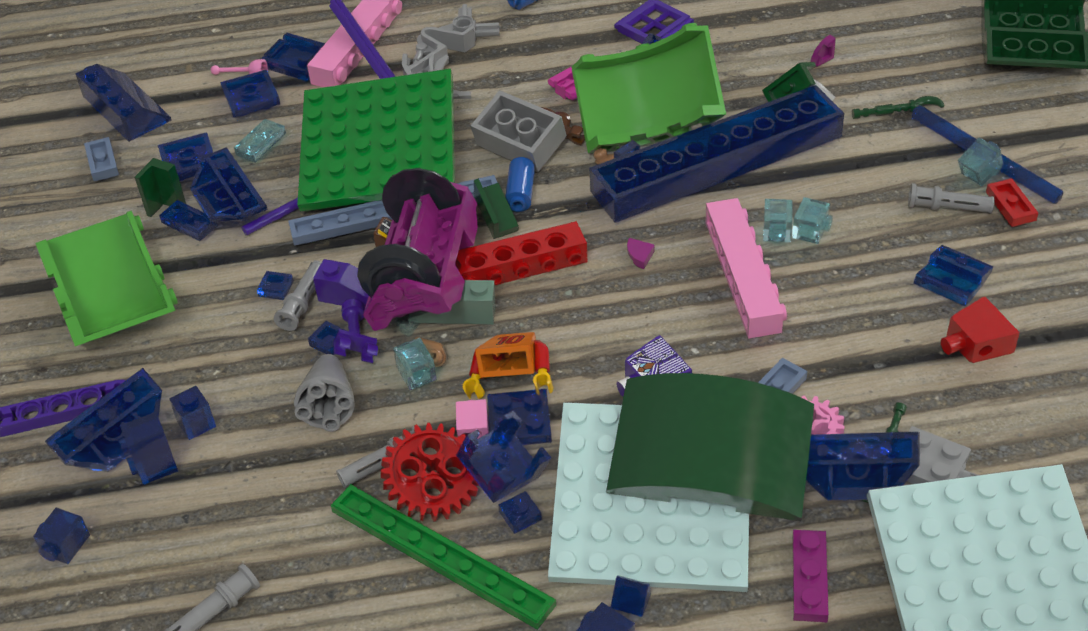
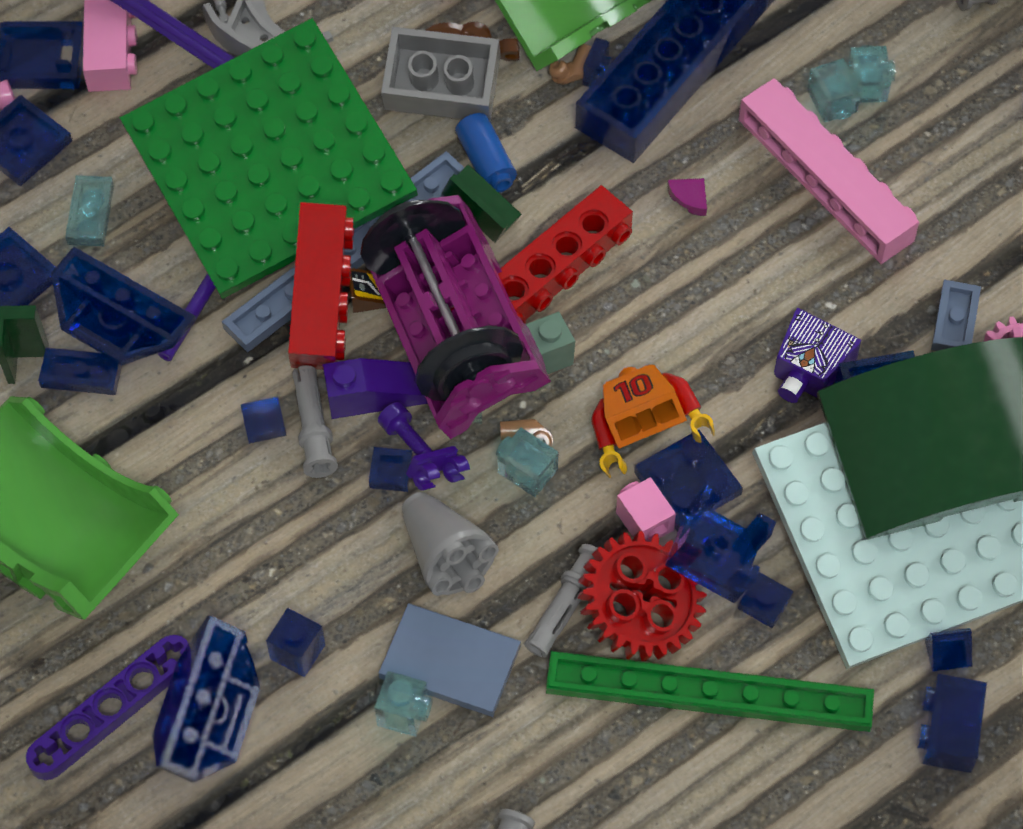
camera: 30 degrees left, 15 degrees up
(148, 448) = (286, 715): clear blue brick -> none
(229, 474) = (402, 704): none -> clear light blue brick
(283, 465) = (453, 657): none -> sand blue tile
(347, 211) = (318, 285): none -> red brick

